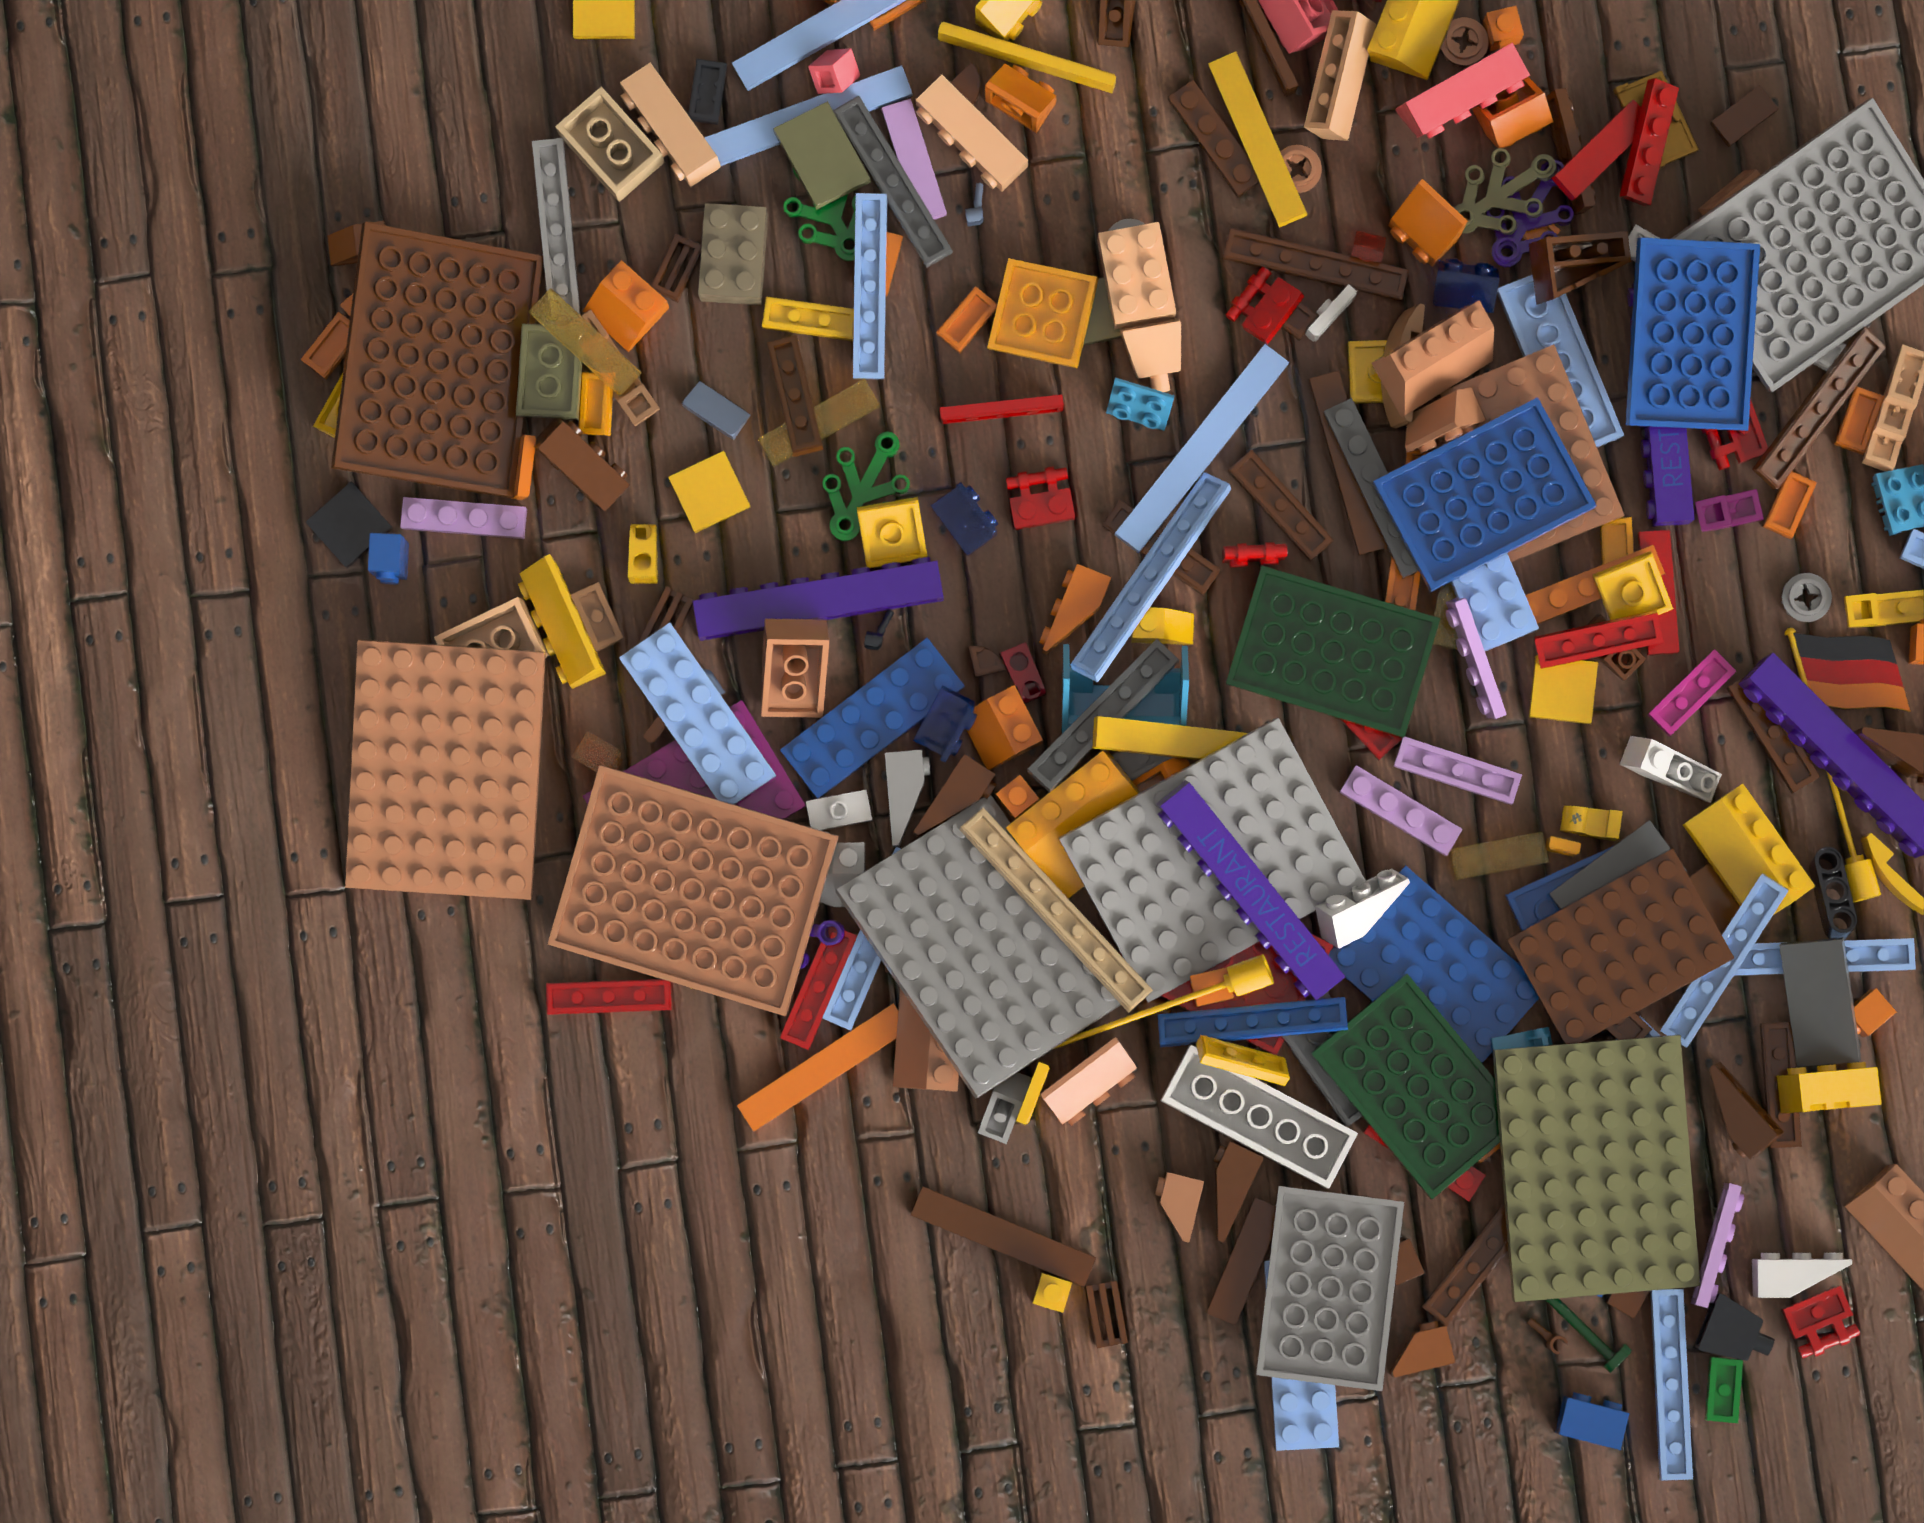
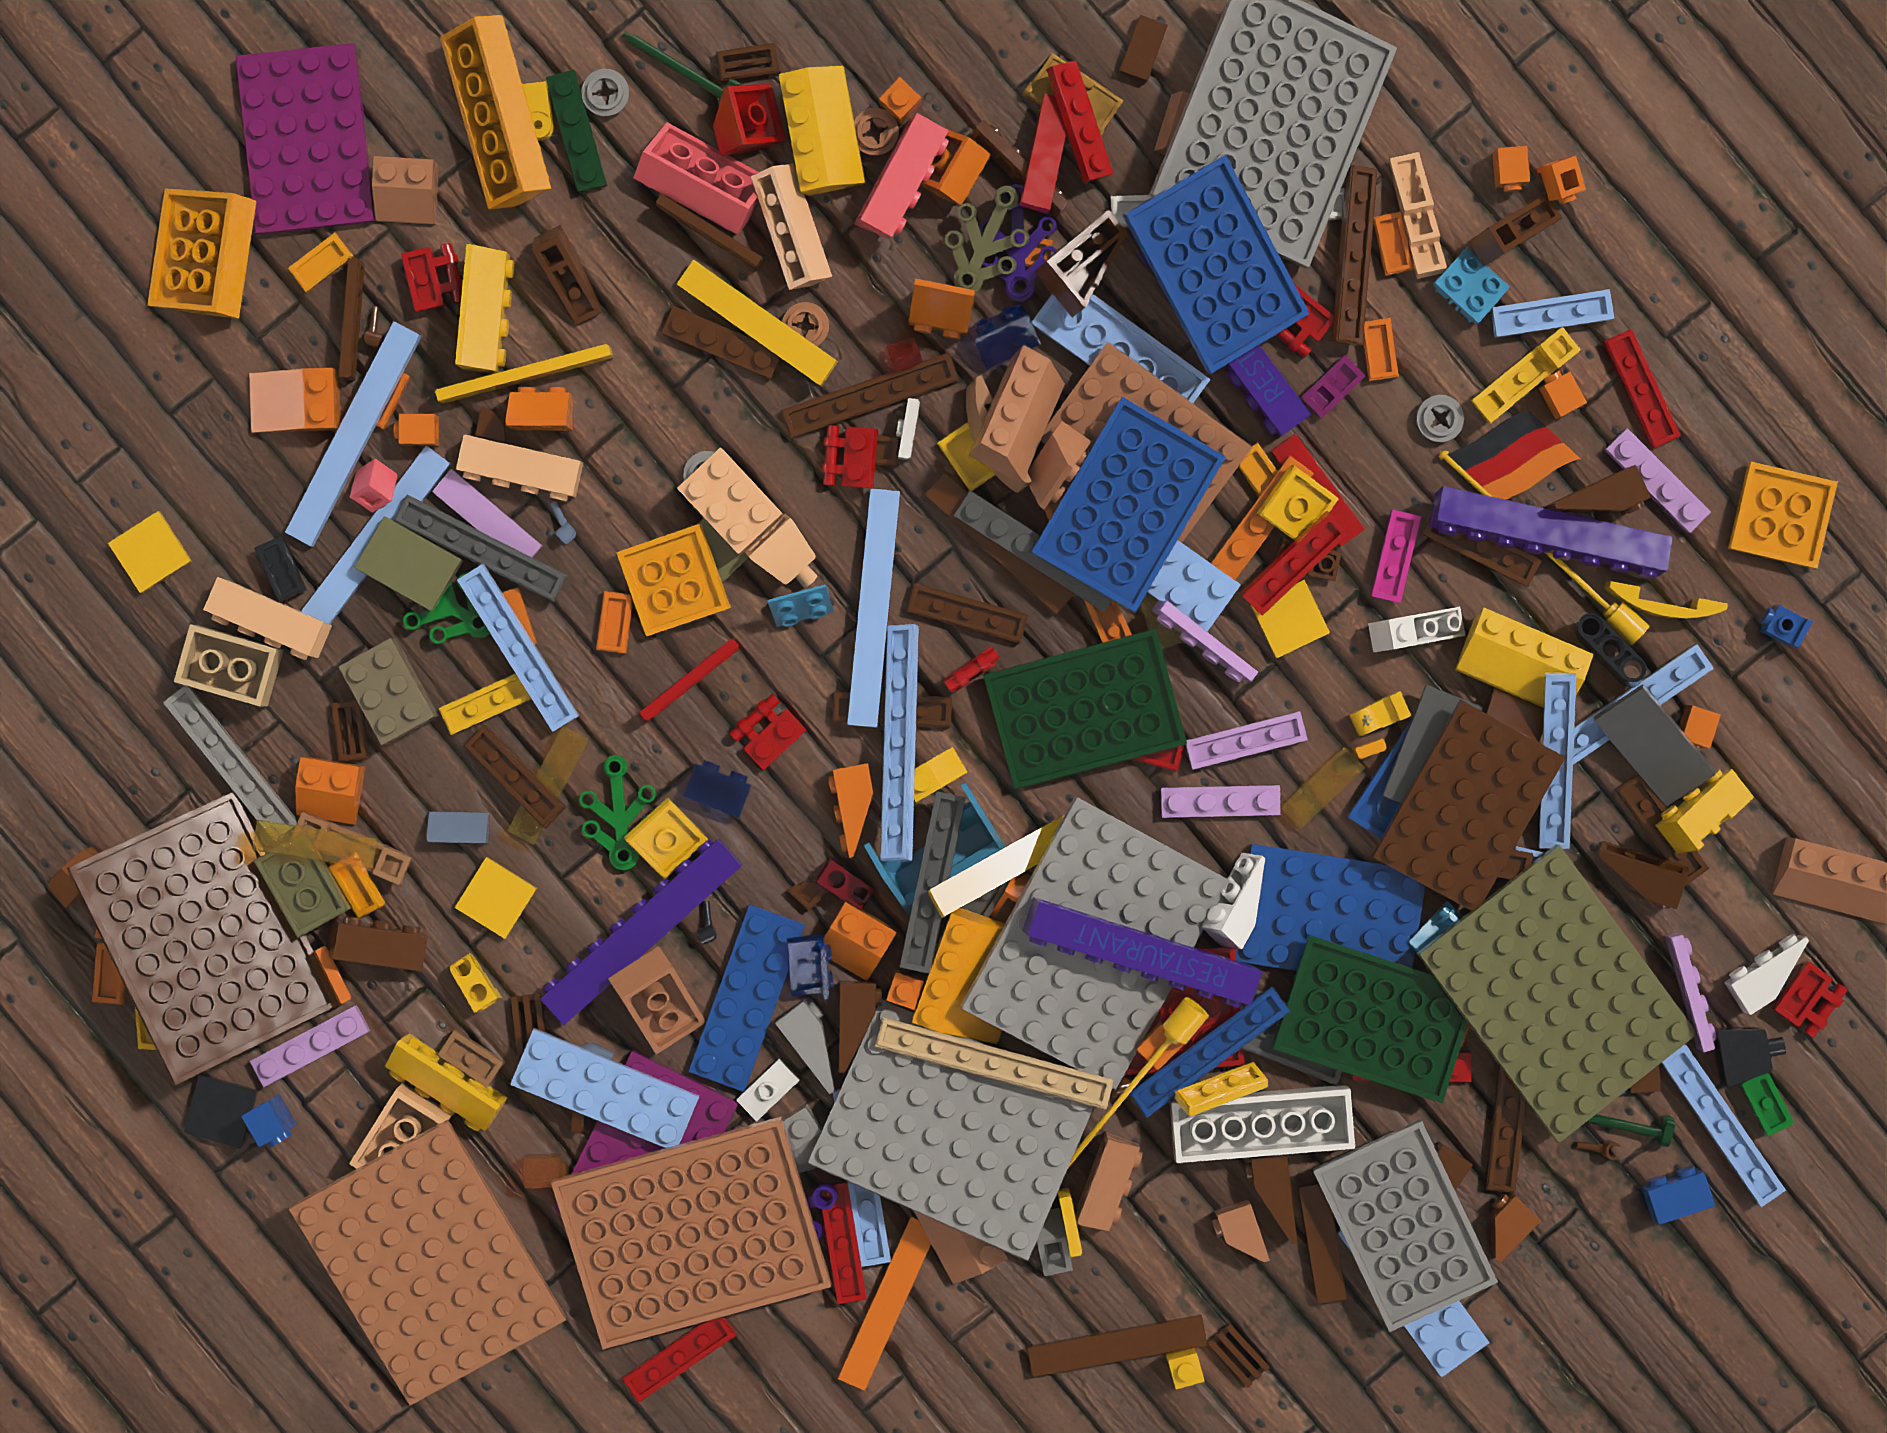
camera: 40 degrees left, 5 degrees up
(903, 47) = (417, 430): none -> orange brick

